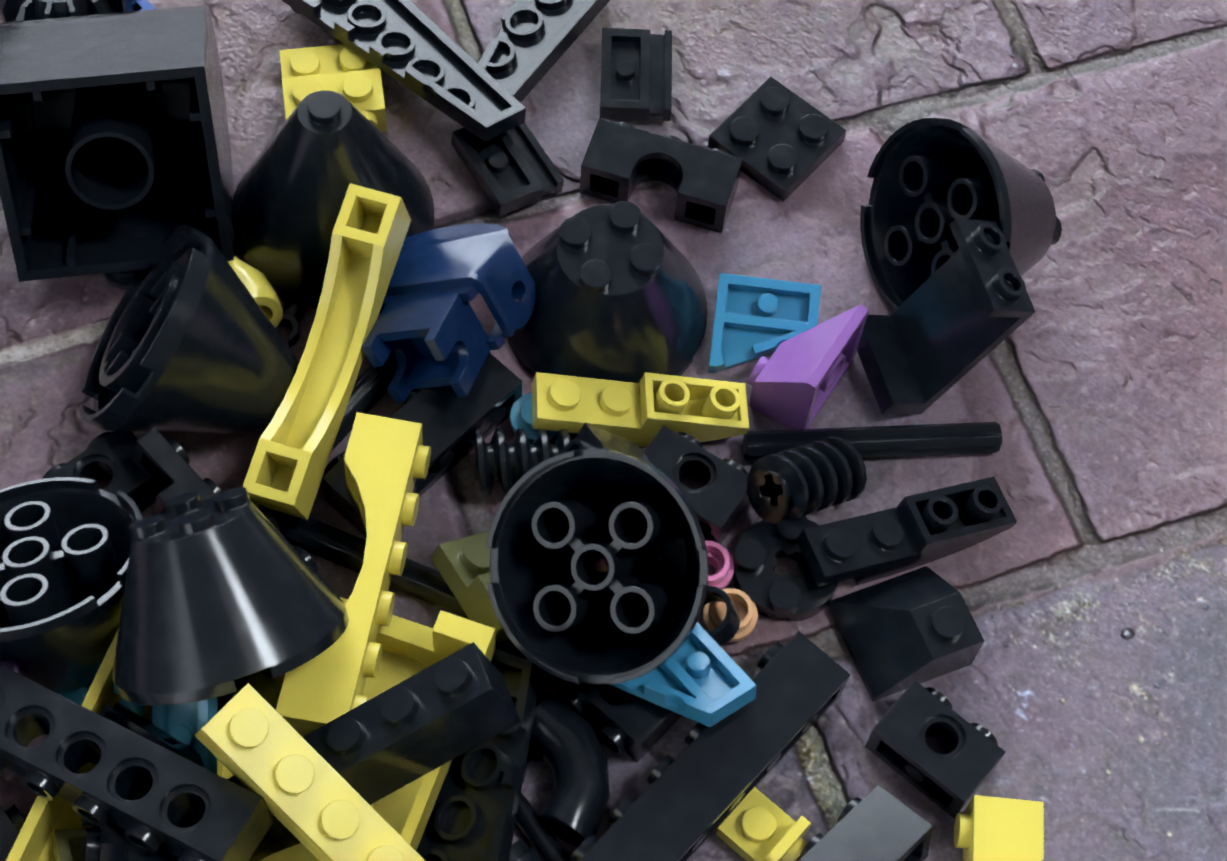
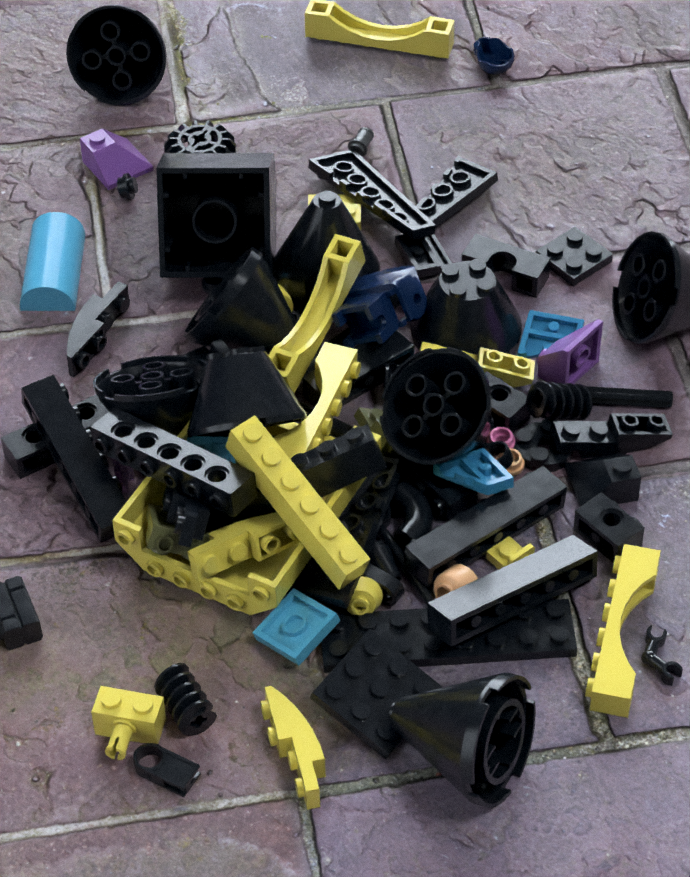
camera: 15 degrees right, 15 degrees down
(635, 74) = (500, 219): black plate -> none
(946, 322) = (631, 355): black panel -> none

